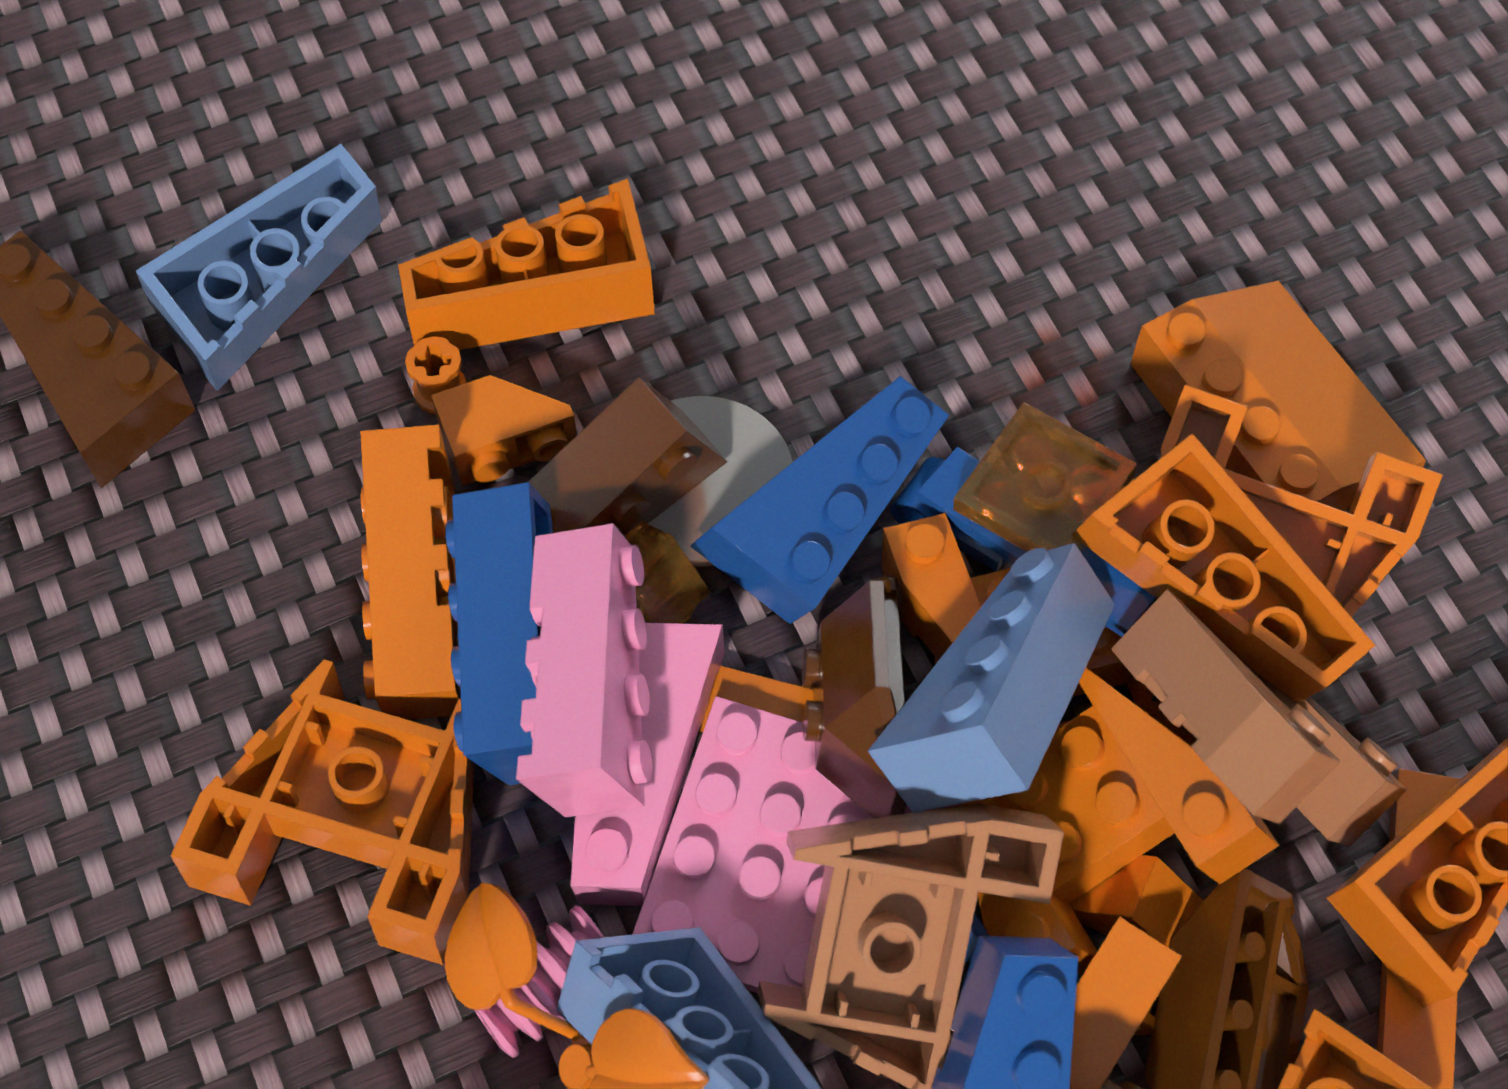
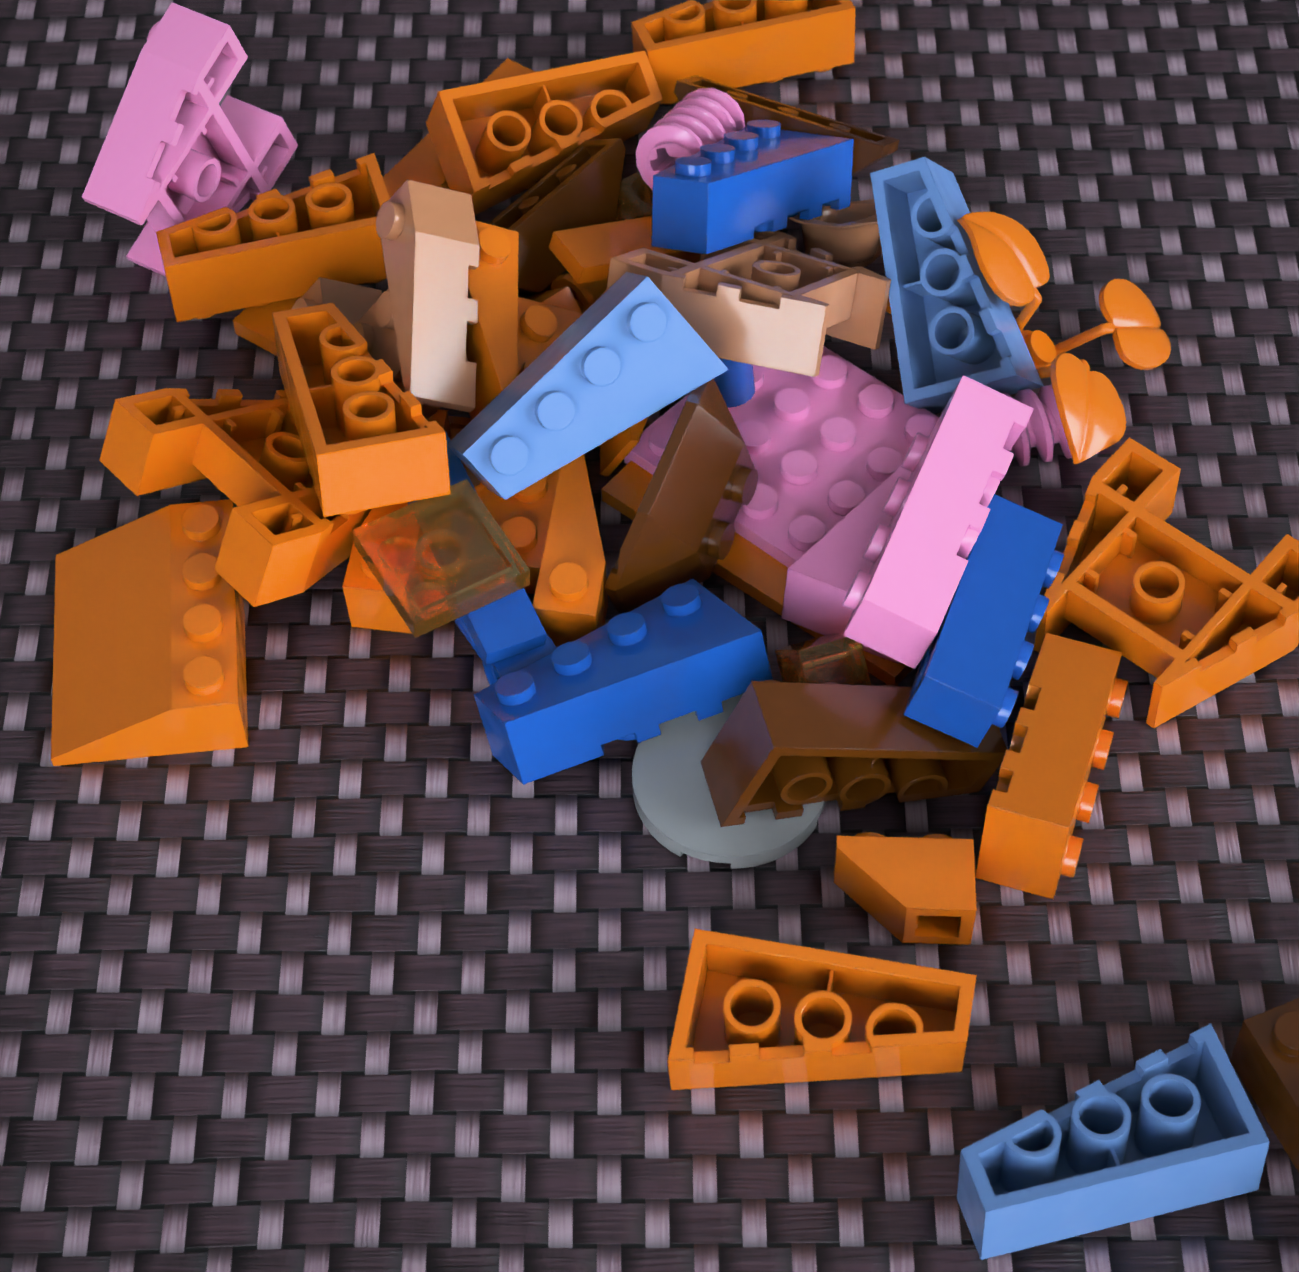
camera: 155 degrees left, 10 degrees down
(434, 368) = (962, 944): orange bush -> none

